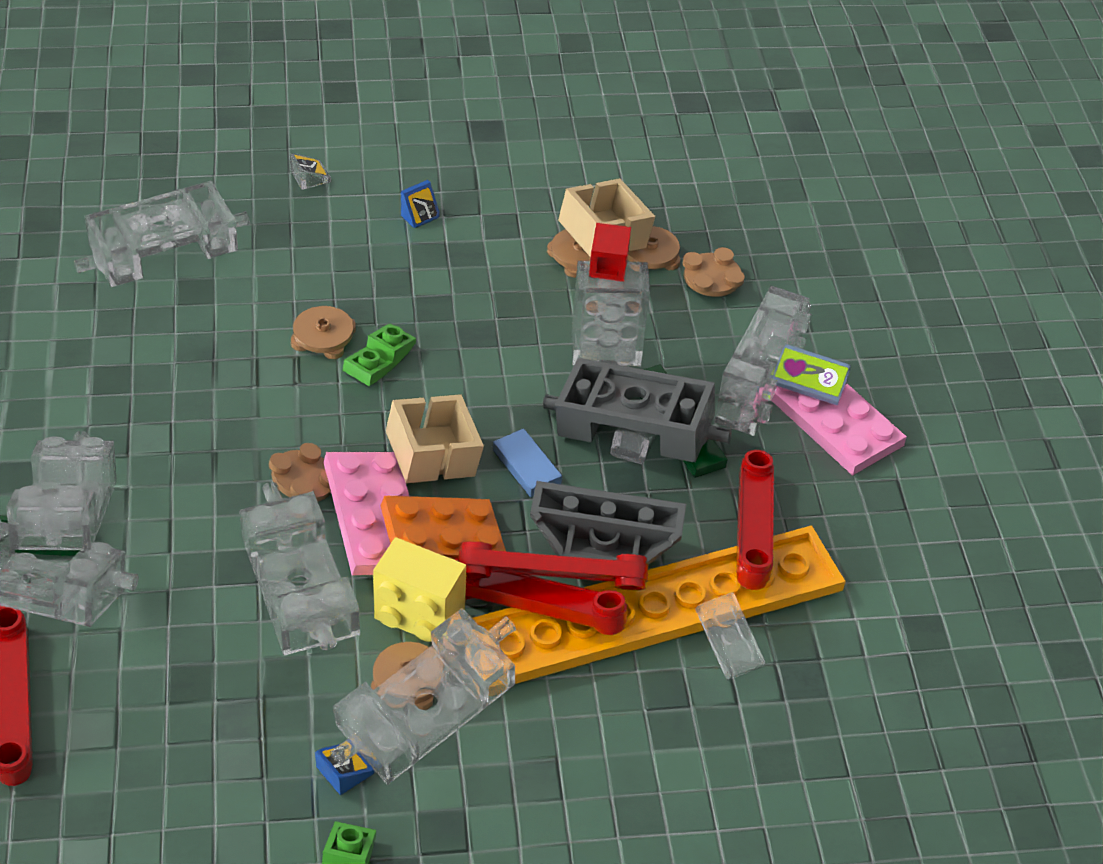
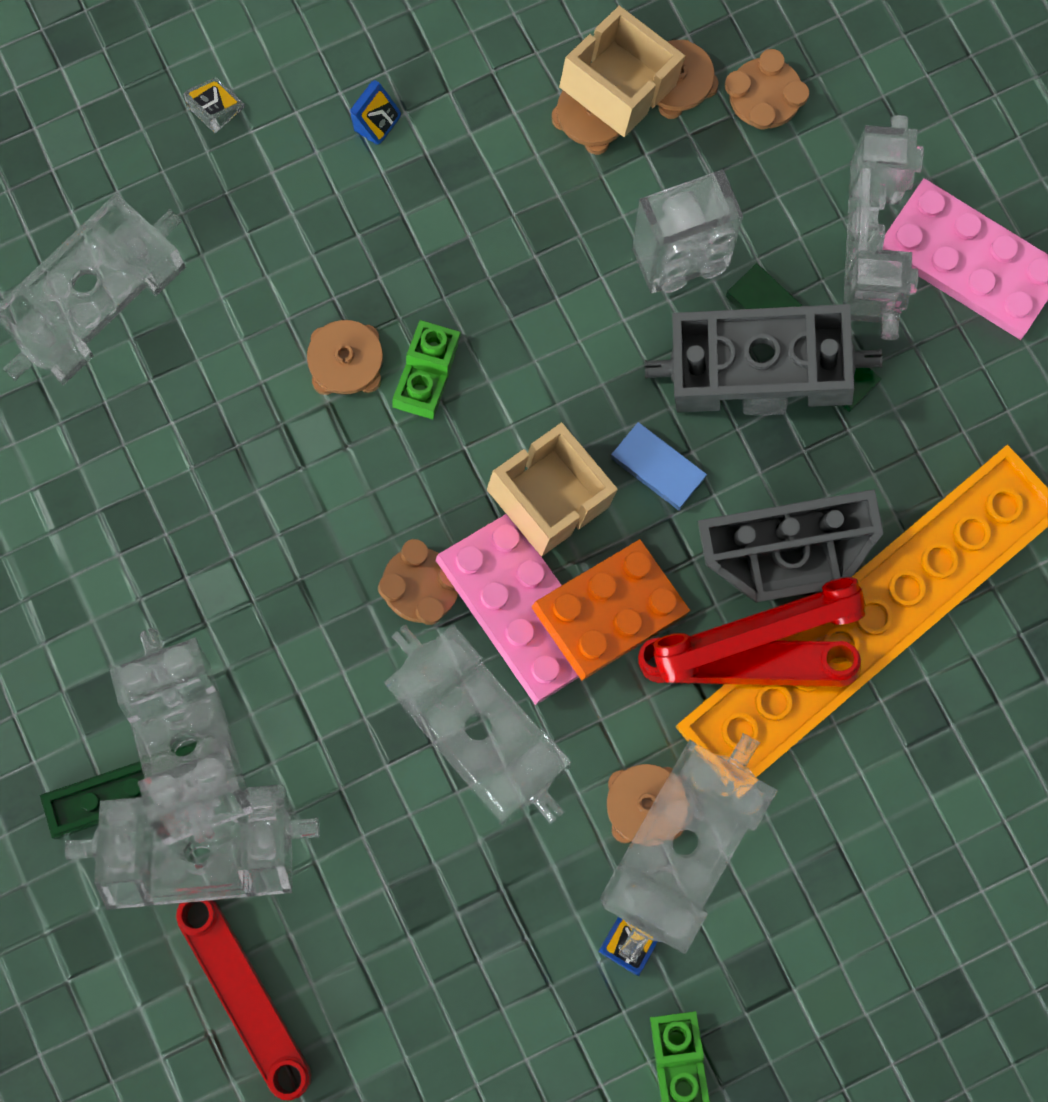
camera: 15 degrees left, 30 degrees up
(417, 588) = (626, 713): light yellow brick -> none
(610, 252) = (681, 181): red brick -> none
(730, 636) = (969, 630): clear plate -> none
(755, 520) = (946, 462): red piece -> none
(811, 374) = (941, 227): slope -> none

